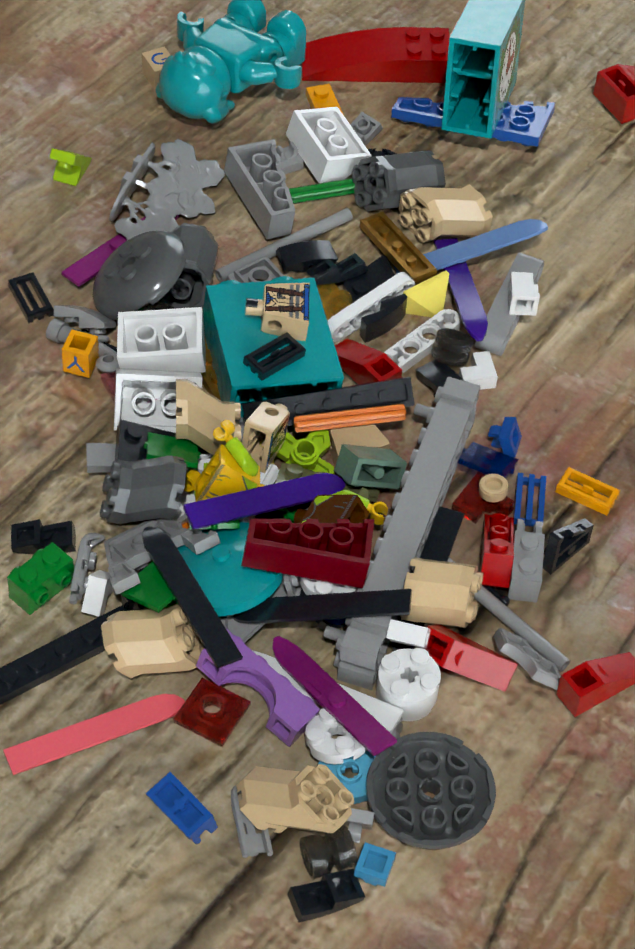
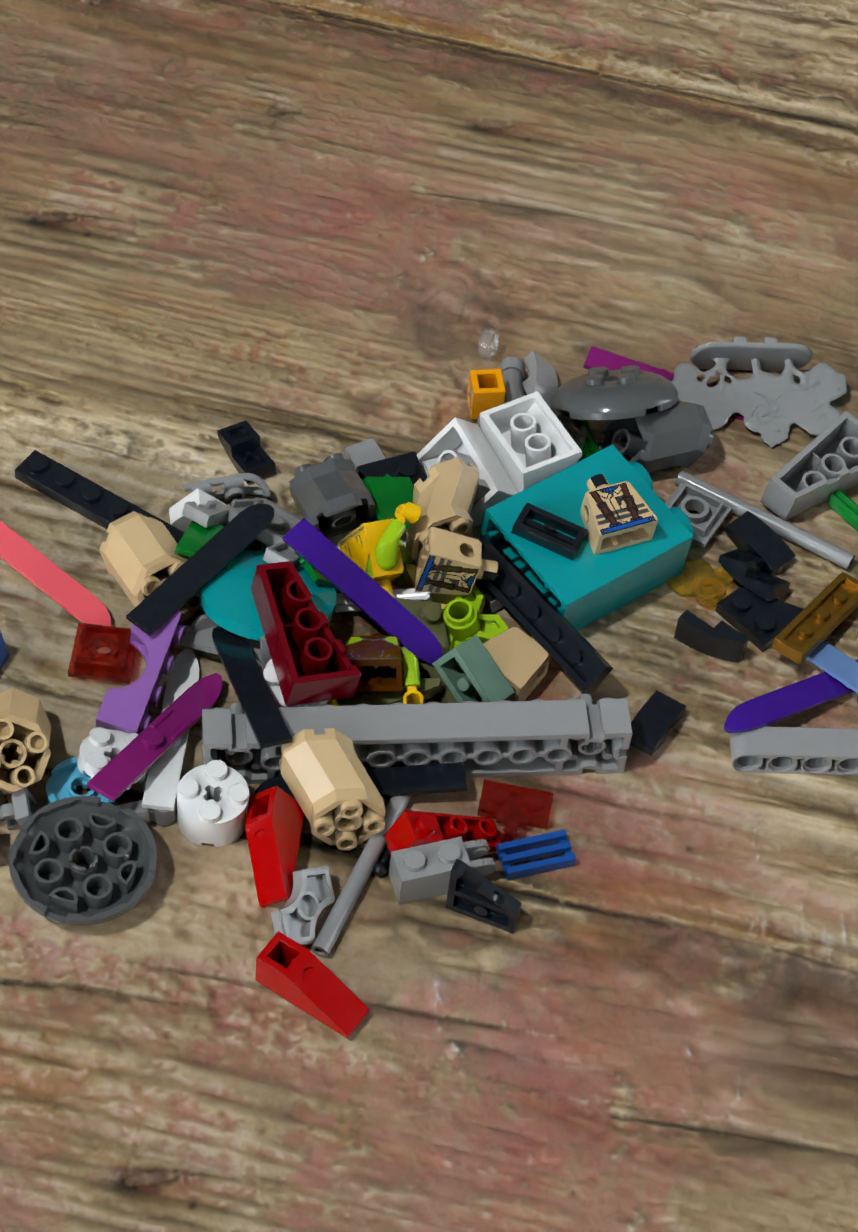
camera: 65 degrees right, 0 degrees up
(20, 333) = (489, 343): none -> clear tile
(36, 312) = (552, 340): black tile -> none
(40, 578) = (187, 459): green brick -> none
(69, 166) = (746, 301): lime slope -> none
(349, 318) = (674, 601): white beam -> none
(349, 418) = (529, 638): orange axle -> none
(366, 363) = (626, 639): red slope -> none
(408, 634) = (256, 769): white piece -> none
(422, 344) = (702, 678): white beam -> none
(428, 296) = (770, 668): light yellow slope -> none
(452, 347) = (704, 710): clear smoke wheel -> none
(481, 371) = (691, 756): white piece -> none
(487, 460) = (562, 795): clear blue piece -> none
(493, 488) = (518, 805): tan tile -> none
(507, 436) = (609, 804): blue tile -> none
(523, 294) = (814, 743): white brick -> none
(585, 494) = (580, 934): light orange tile -> none

